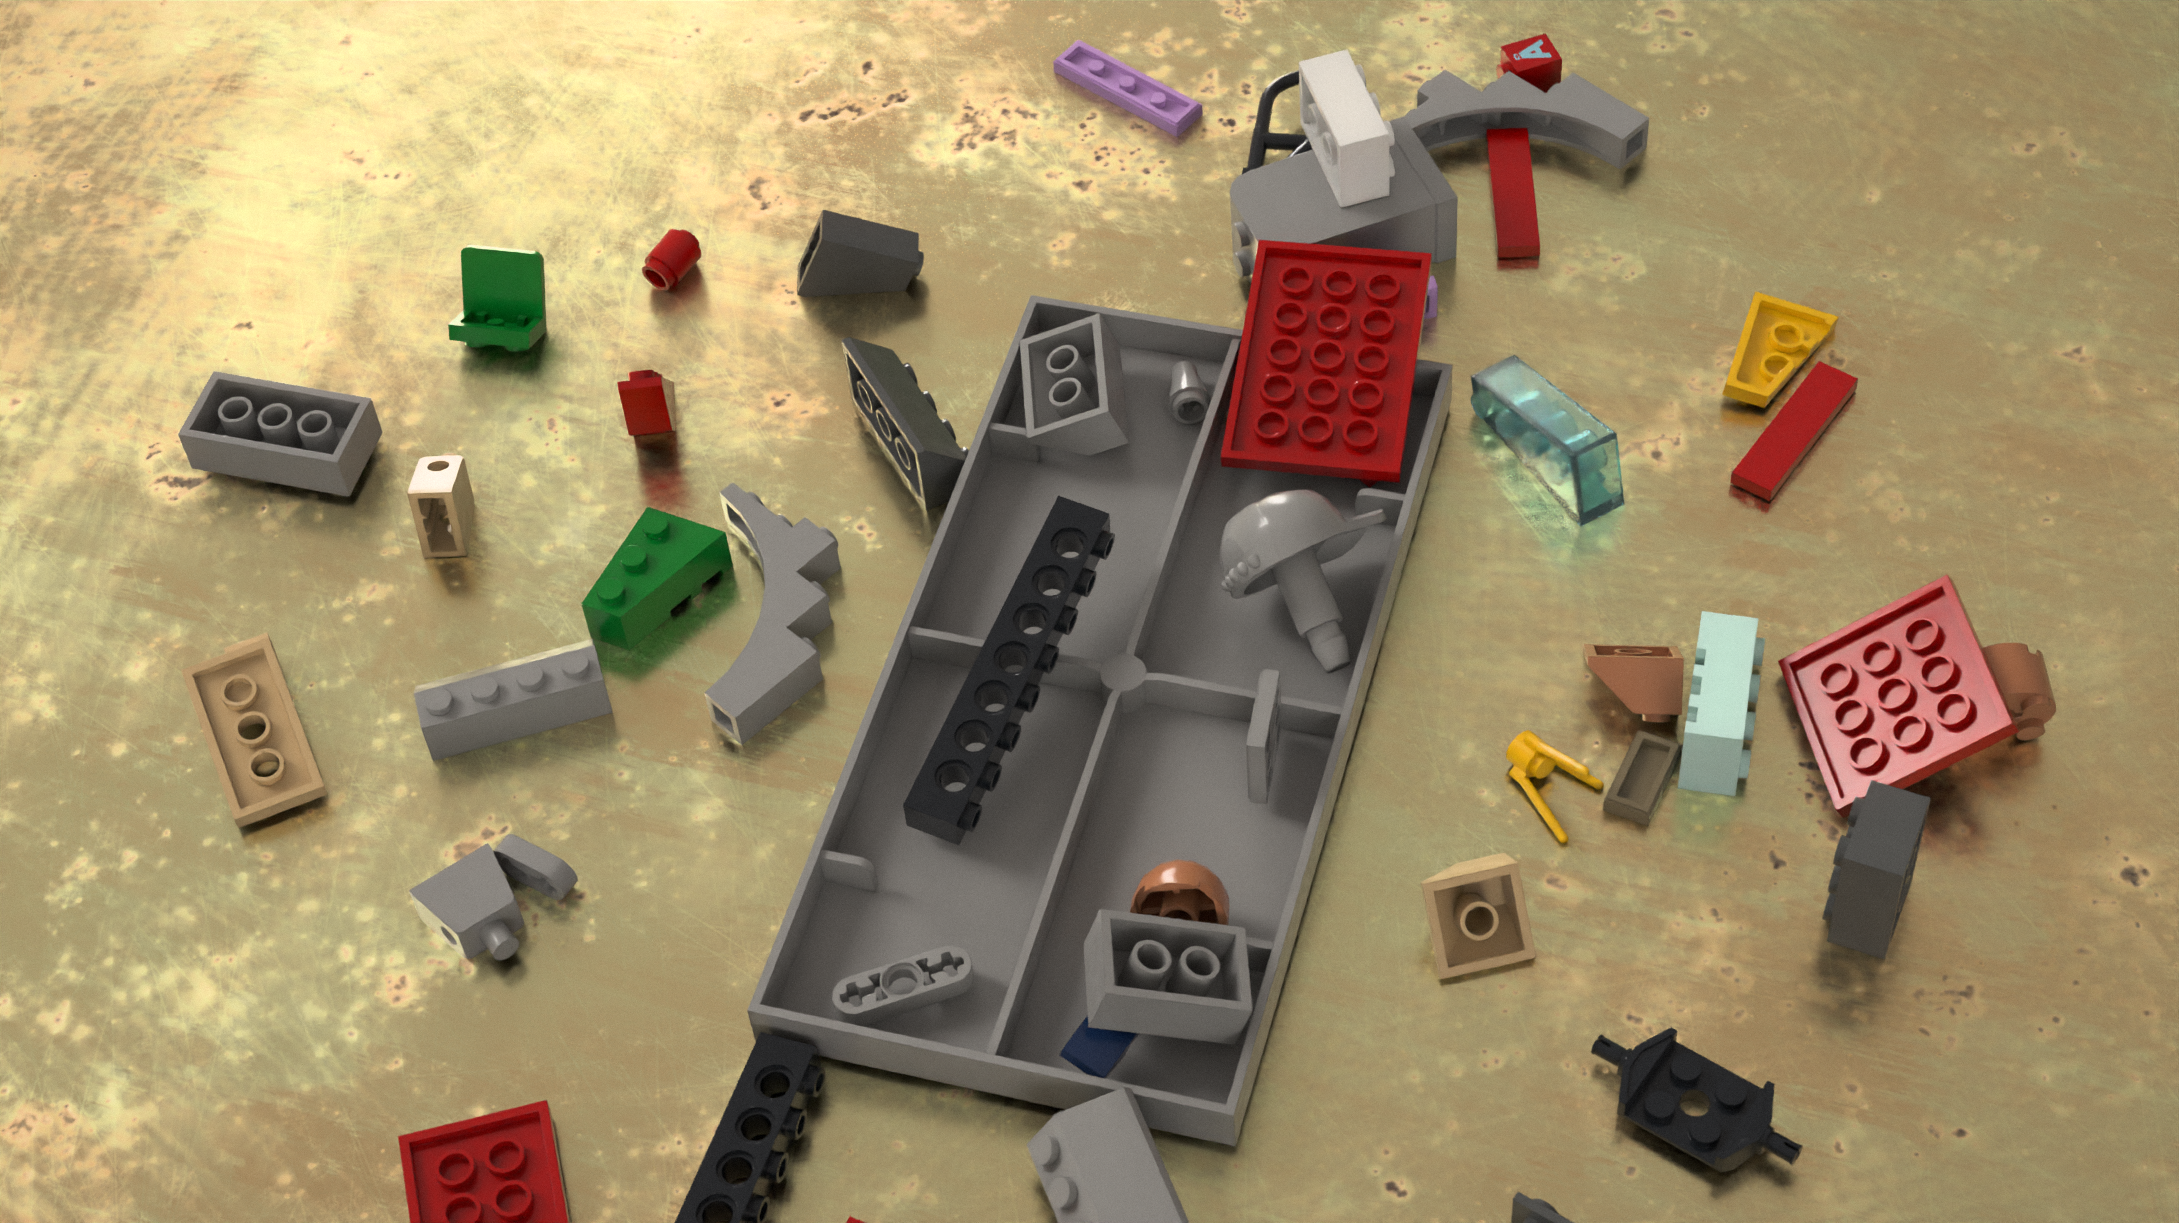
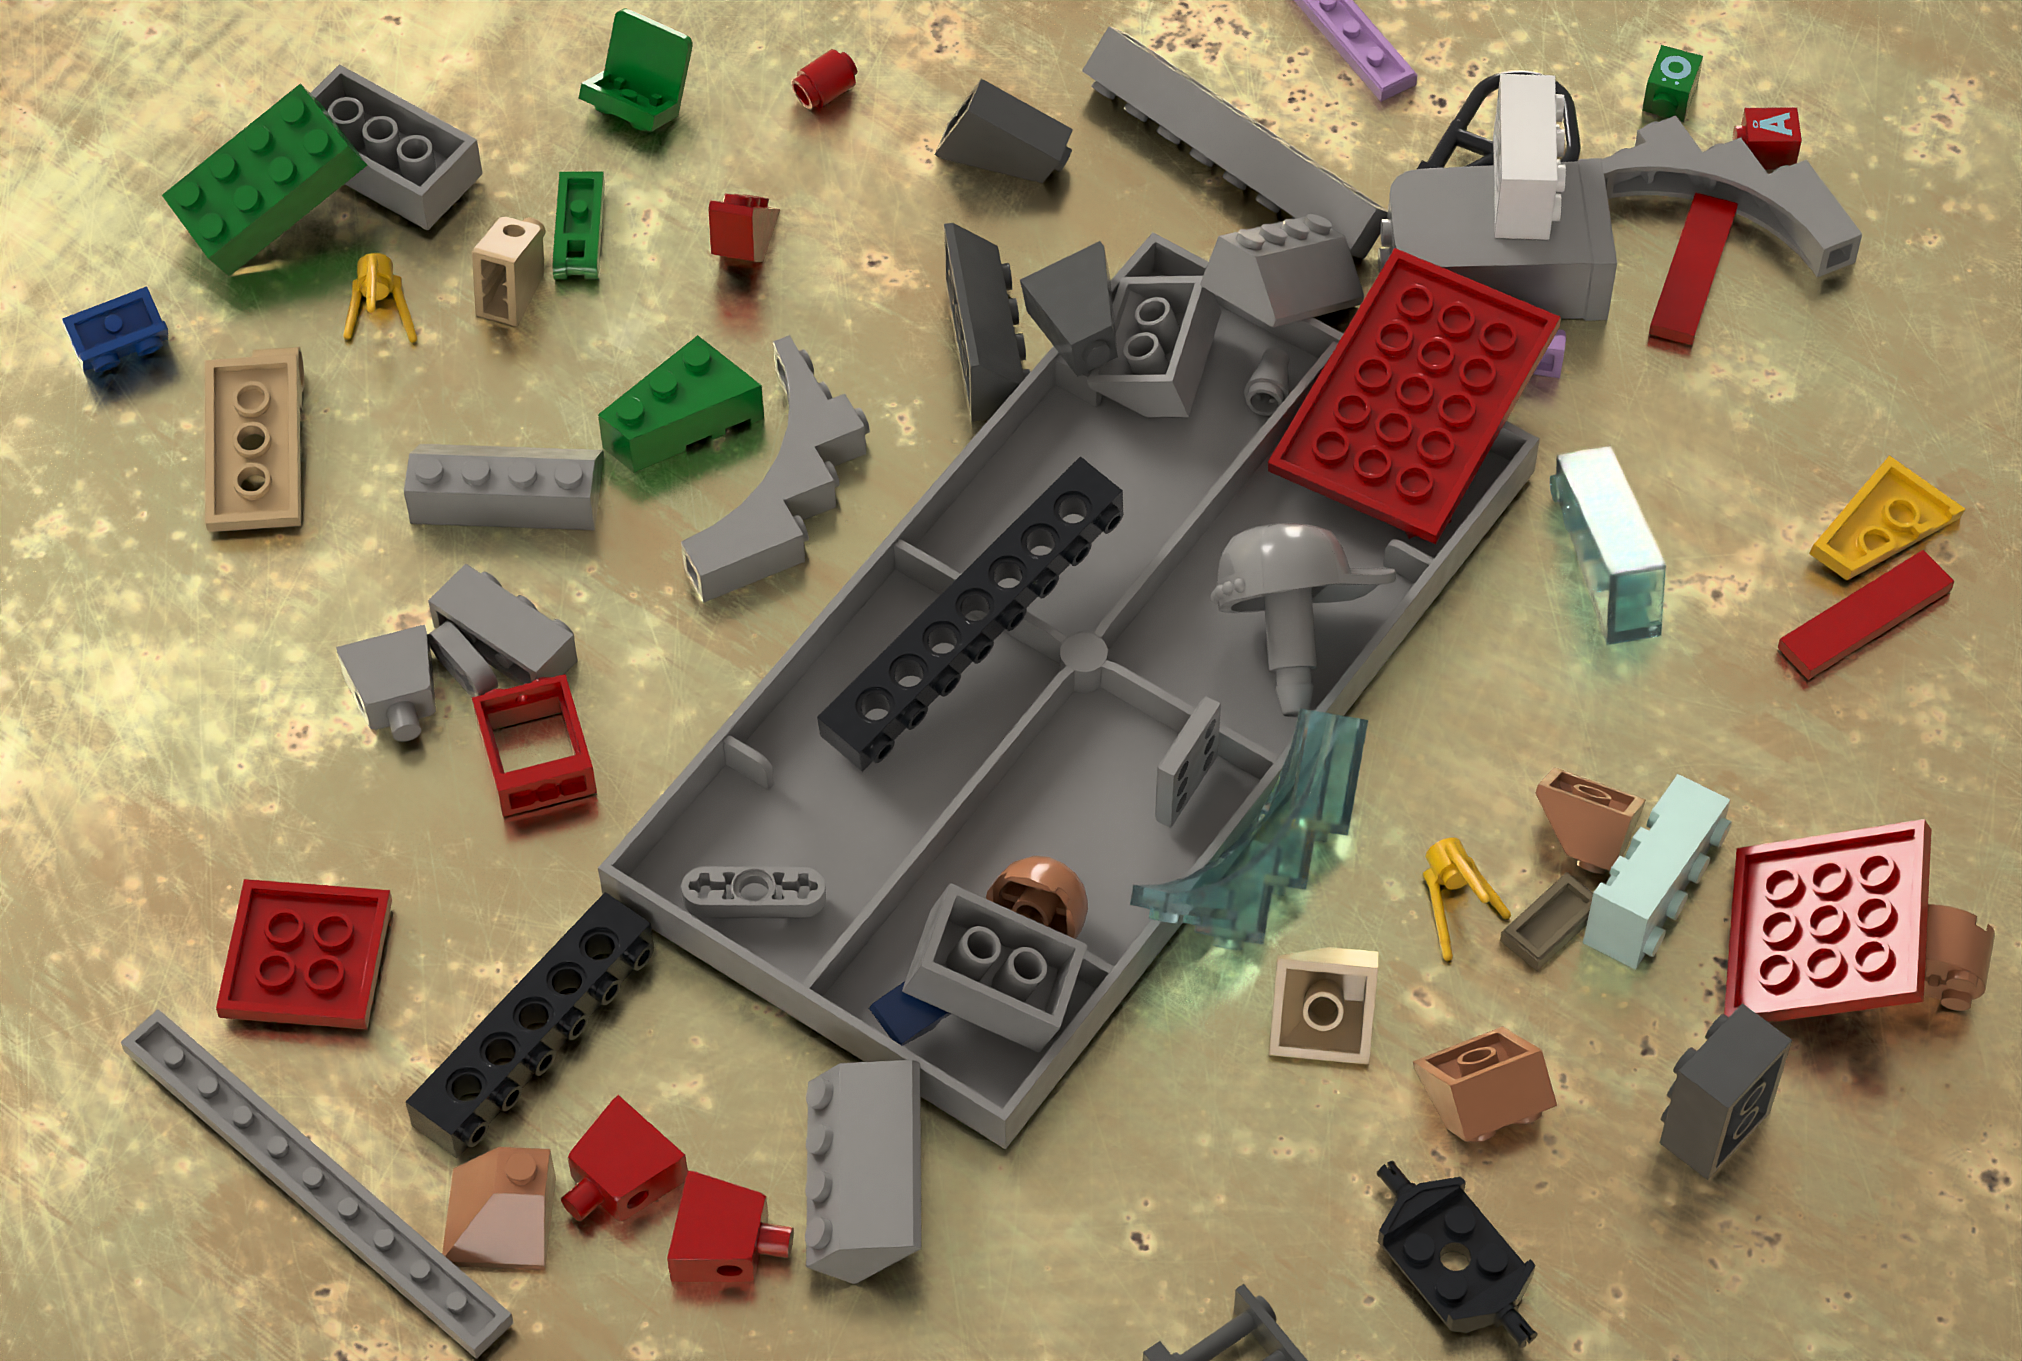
camera: 15 degrees right, 5 degrees up
(80, 672) = (116, 330): none -> blue bracket
(180, 492) = (264, 180): none -> green brick
(318, 556) = (375, 282): none -> yellow plant
(492, 448) = (578, 224): none -> green plate
(567, 823) = (504, 627): none -> light grey brick
(656, 953) = (544, 782): none -> red window
(991, 377) = (1075, 307): none -> dark grey slope
(1070, 203) = (1230, 139): none -> light grey brick
(1164, 290) = (1285, 271): none -> light grey slope
(1373, 793) = (1275, 852): none -> clear light blue arch
(1426, 46) = (1672, 83): none -> green brick
(1654, 937) = (1487, 1084): none -> nougat slope

